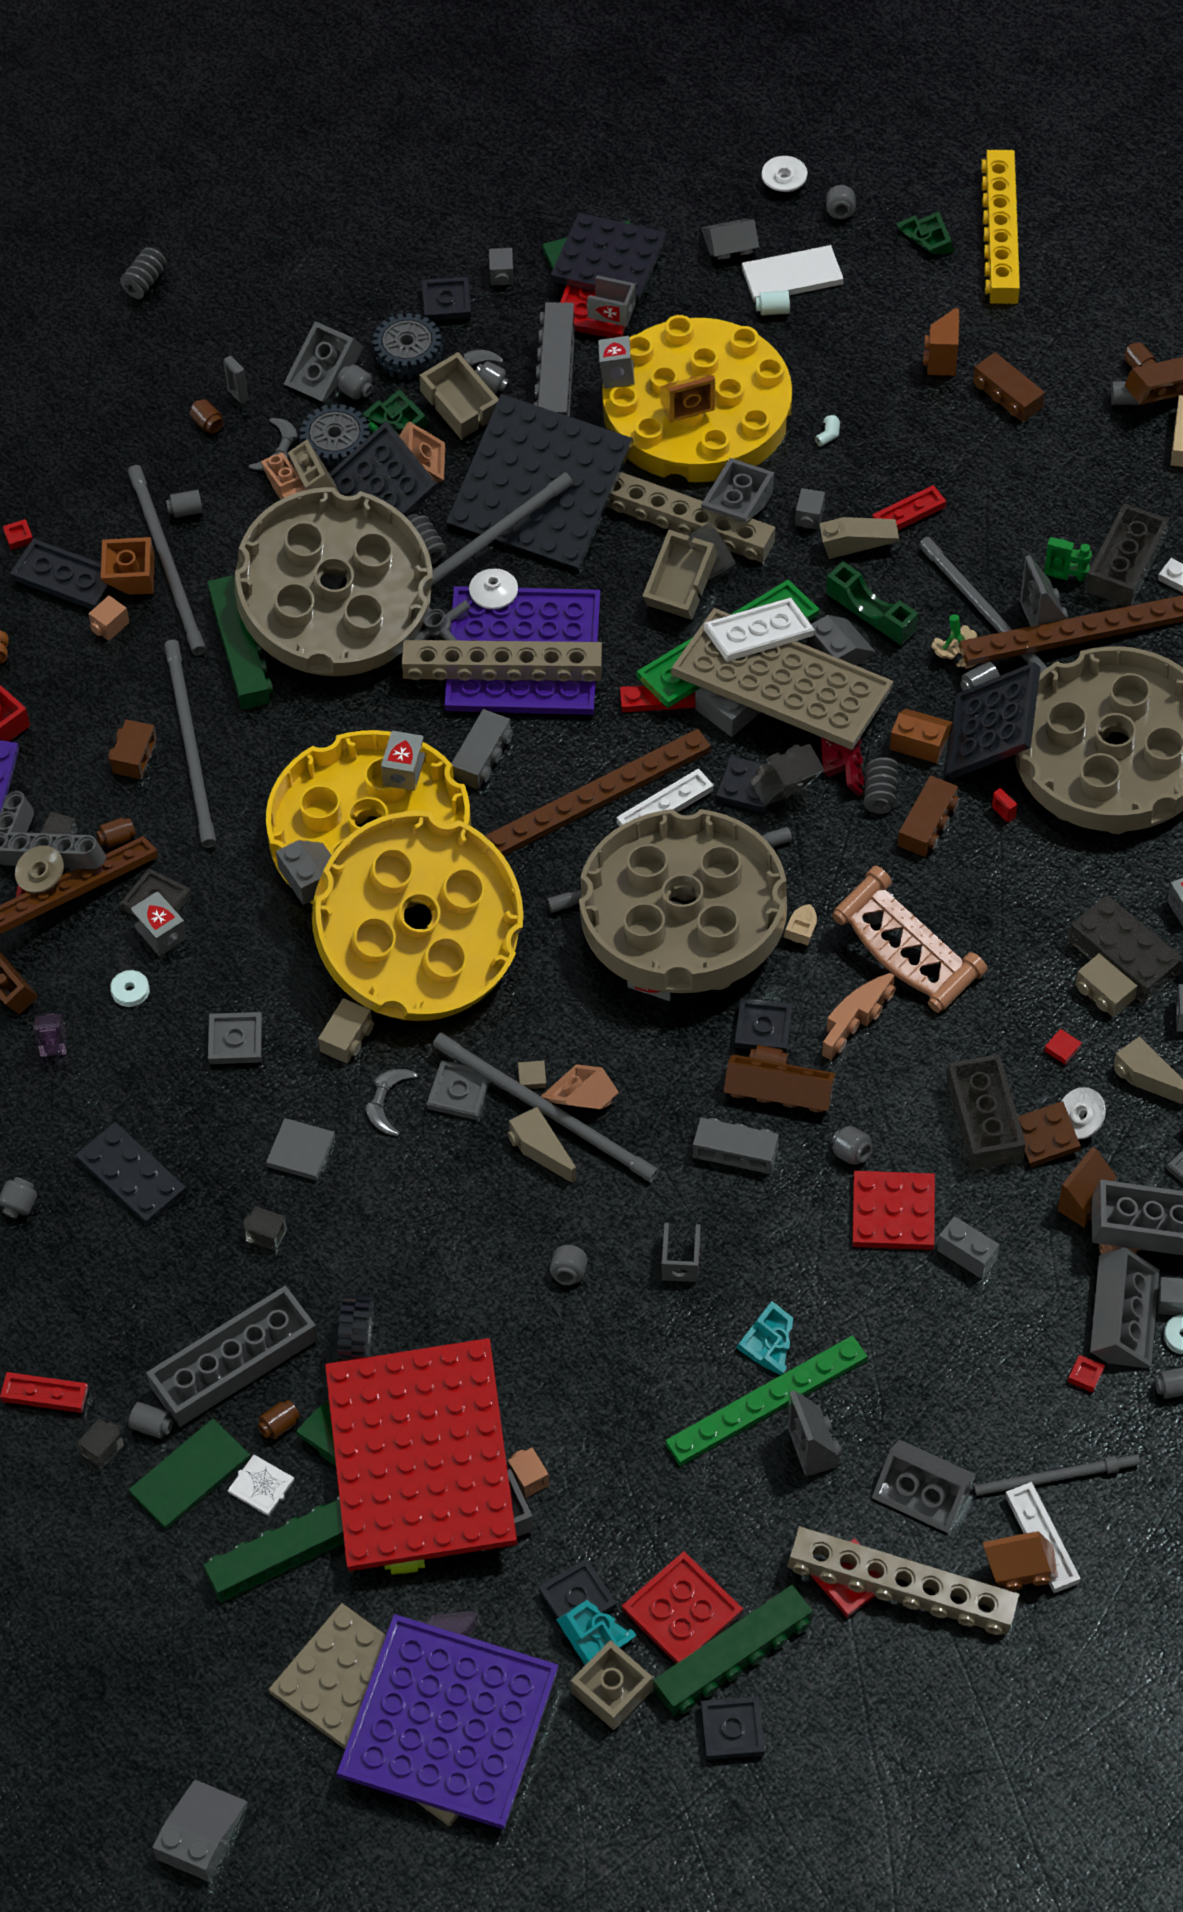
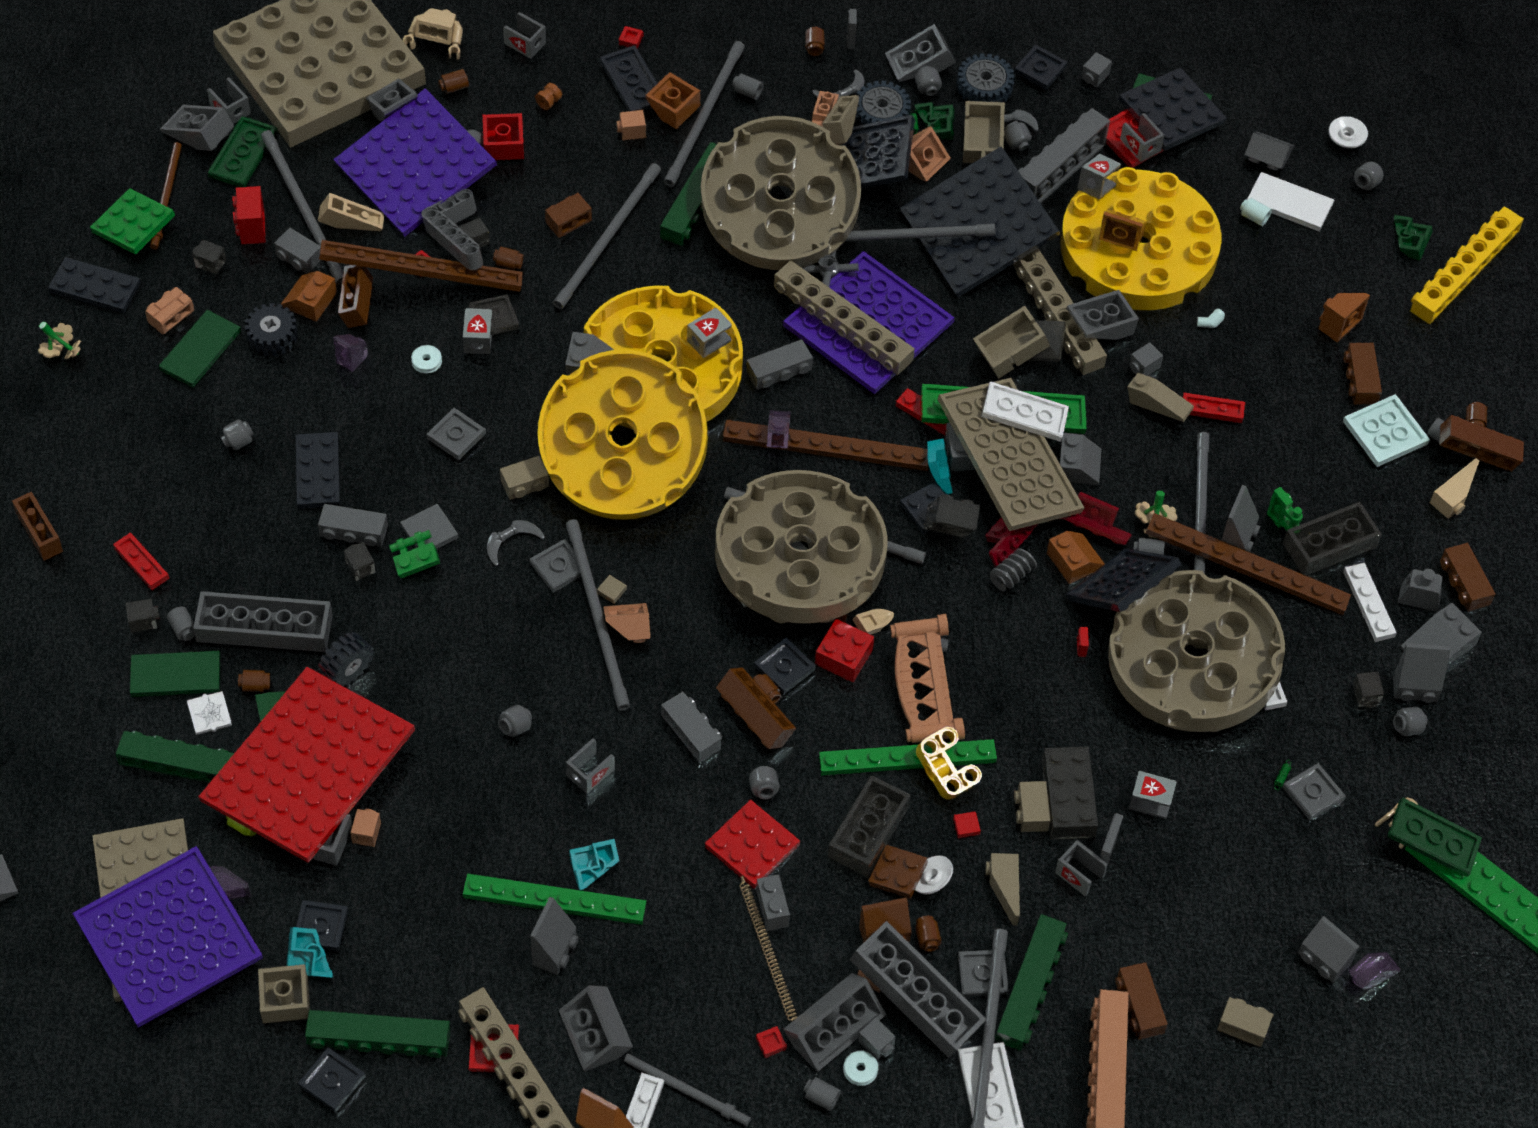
camera: 35 degrees right, 0 degrees up
(33, 863) = (432, 245): dark tan dish -> none
(223, 1199) = (352, 525): none -> dark grey brick
(320, 1184) = (417, 559): none -> green plate
(433, 542) = (873, 208): dark grey piece -> none
(496, 595) = (886, 269): white dish -> none
(540, 1143) = (573, 629): dark tan slope -> none
(545, 807) = (778, 429): none -> clear purple slope
(675, 797) = (869, 481): white plate -> none
(682, 1608) = (374, 982): red plate -> none
(715, 729) = (939, 464): none -> teal slope
(805, 970) = (844, 650): none -> red brick
(851, 591) = (1126, 465): dark green arch -> none
(856, 1008) = (858, 699): nougat slope -> none
(912, 683) = (1099, 519): none -> dark red bracket
(928, 816) = (1024, 612): reddish brown brick -> none
(951, 1026) = (902, 757): none -> green plate
(995, 1010) = (940, 768): none -> yellow beam
(1002, 1295) = (773, 956): none -> tan piece
(1076, 425) = (1386, 430): none -> light aqua plate
(1128, 1168) = (928, 933): none -> reddish brown brick

